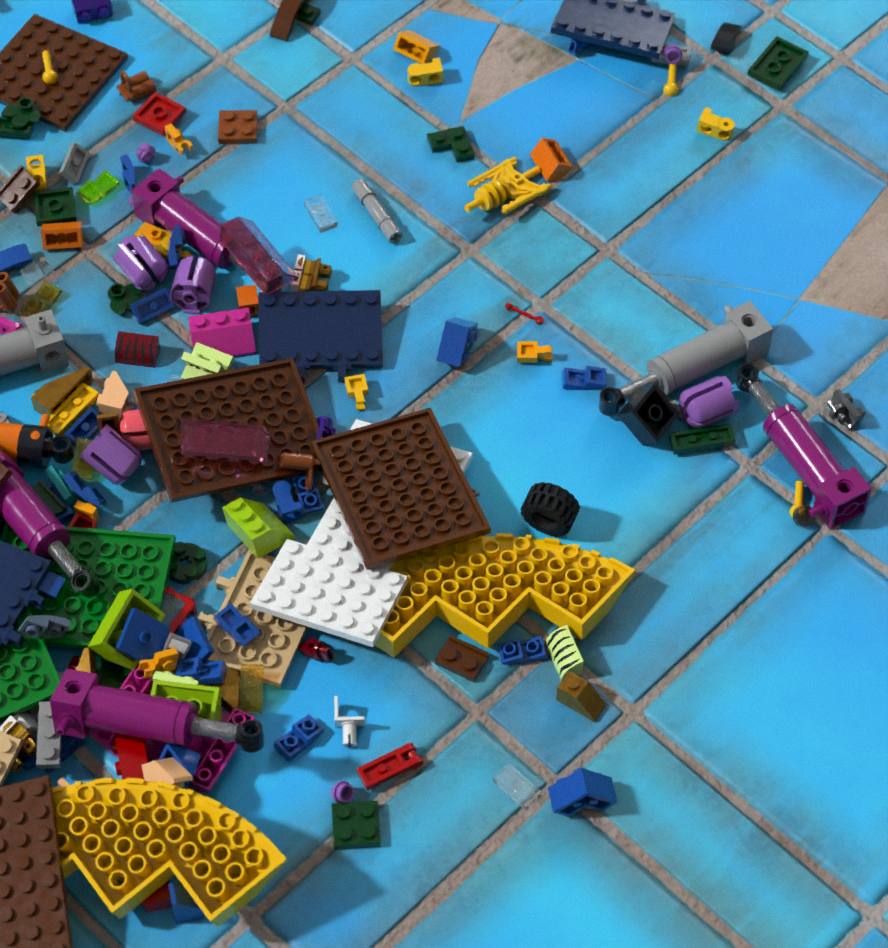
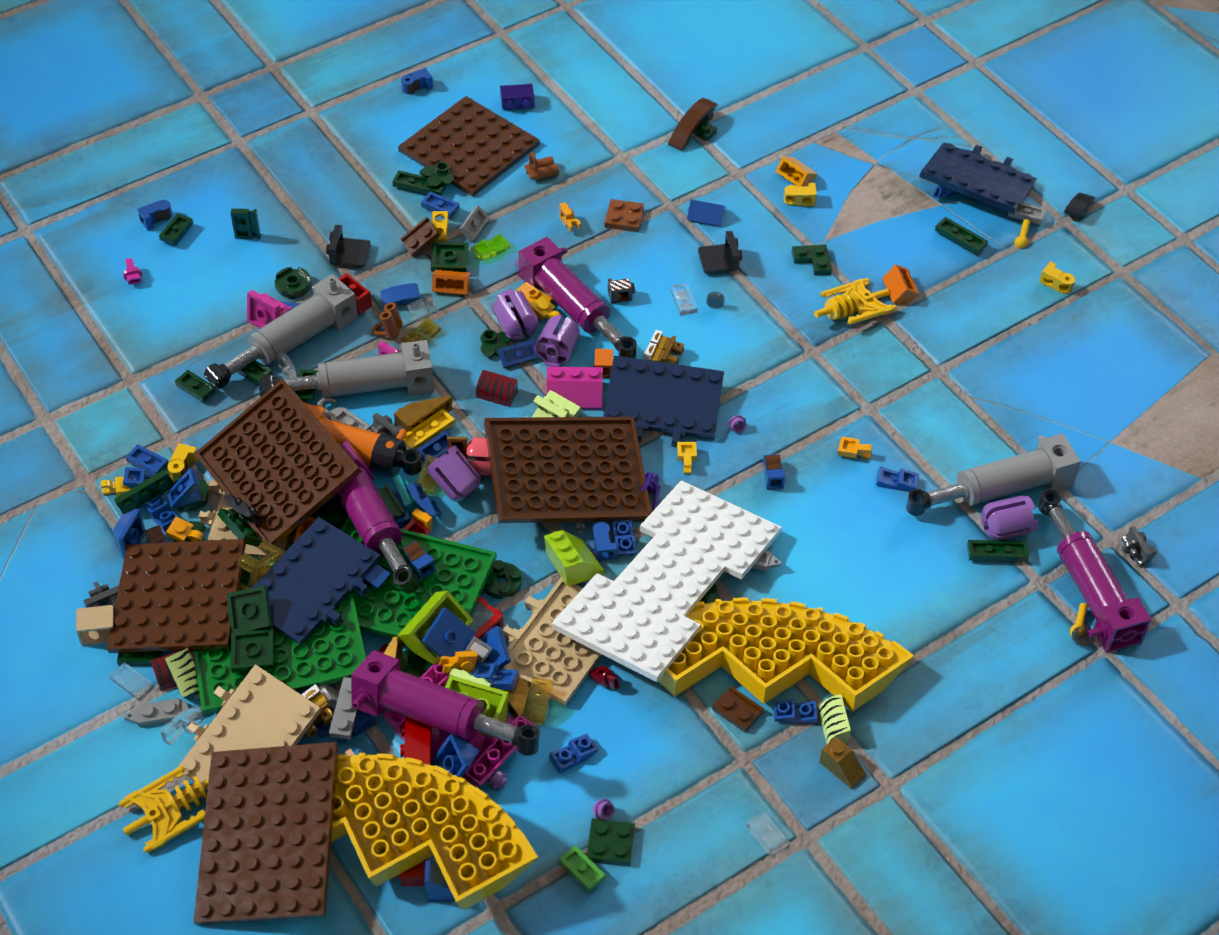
camera: 10 degrees right, 5 degrees down
(22, 414) = (384, 425): none -> dark grey hips
(31, 146) = (439, 203): none -> blue plate
(37, 625) = (359, 608): sand blue slope -> none
(49, 76) = (468, 148): yellow bar -> none
(93, 558) = (418, 560): none -> blue leg
(114, 396) = (467, 424): light nougat slope -> none
(128, 174) = (519, 239): blue slope -> none
(145, 153) = (538, 224): medium lavender plate -> none
(158, 112) = (557, 192): red plate -> none
(167, 771) = (445, 758): light nougat slope -> none
(175, 242) = (548, 302): blue slope -> none
(224, 440) = (556, 476): clear pink slope -> none
(226, 781) = (498, 780): none -> medium lavender plate
(236, 626) = (536, 642): blue slope -> none
(251, 211) = (620, 290): none -> brick
(256, 255) = (618, 322): clear pink slope -> none
(299, 462) = (623, 508): dark orange piece -> none
(326, 109) = (706, 212): none -> blue panel
(332, 859) = (582, 868): none -> bright green plate
(349, 725) = (621, 749): white bracket -> none
(352, 158) = (721, 257): none -> black bracket
(355, 209) = (715, 300): none -> tile
(377, 211) = (734, 304): light grey piece -> none
(389, 766) = (652, 794): red plate -> none
(400, 488) = (708, 546): reddish brown plate -> none
(404, 345) = (737, 424): none -> medium lavender plate
(452, 392) = (773, 471): none -> blue leg
(455, 341) = (784, 427): blue brick -> none
(538, 320) = (864, 421): red hinge -> none
(550, 509) = (844, 588): black tyre -> none
(582, 790) = (828, 848): blue brick -> none
(606, 92) = (961, 235): none -> dark green plate
(648, 414) = (951, 519): black brick -> none
(673, 54) = (1028, 211): medium lavender plate -> none
(778, 63) = (1124, 234): dark green plate -> none

